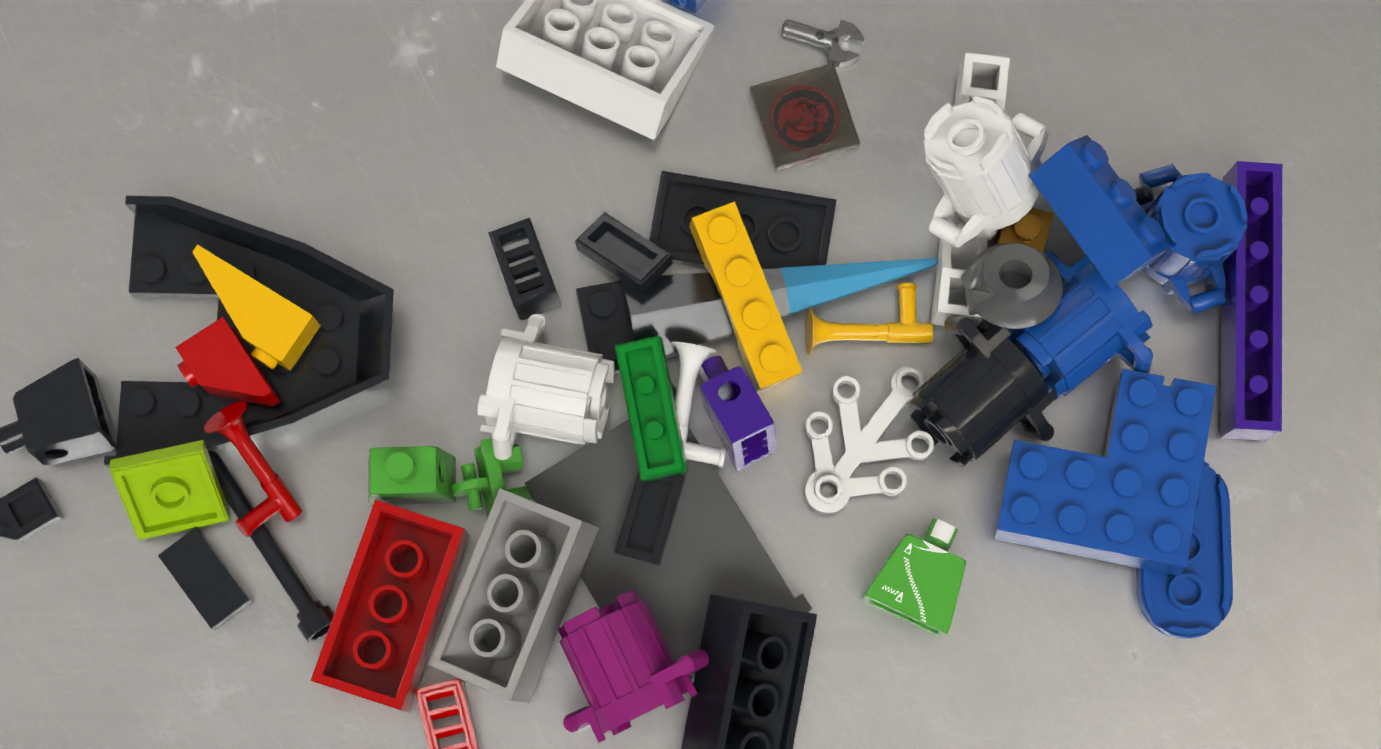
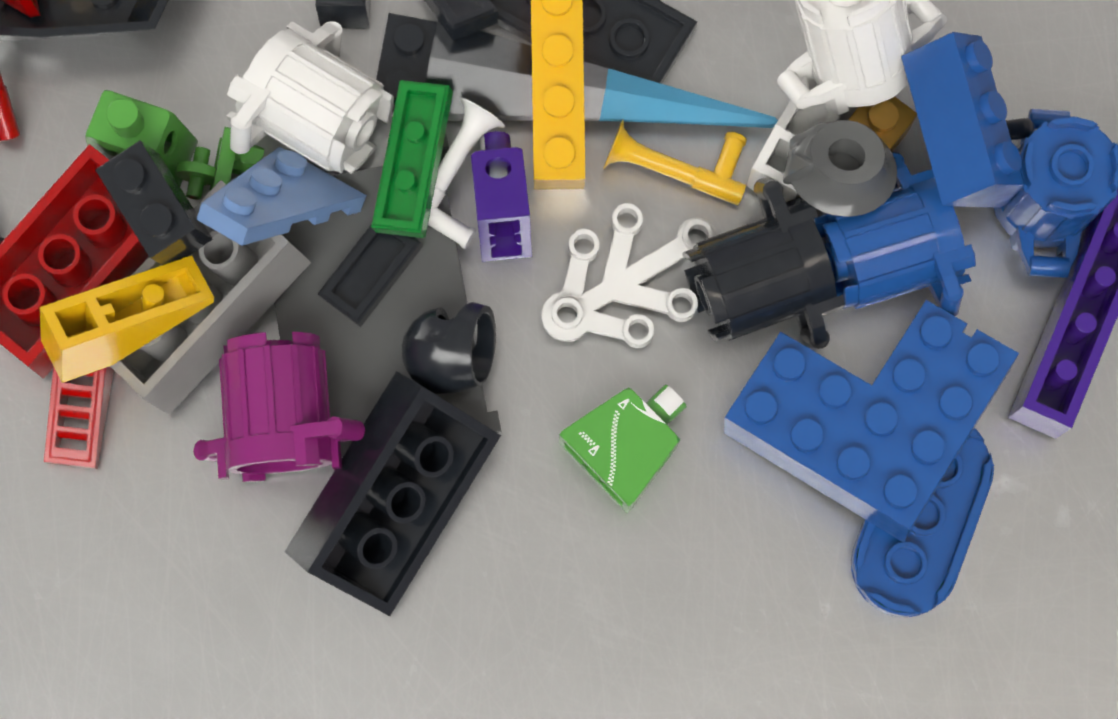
camera: 20 degrees right, 0 degrees up
(457, 533) = (153, 204): none -> black brick
(466, 638) = (120, 317): none -> yellow slope
(553, 485) = (276, 195): none -> medium blue wing
(747, 564) = (440, 350): none -> black helmet

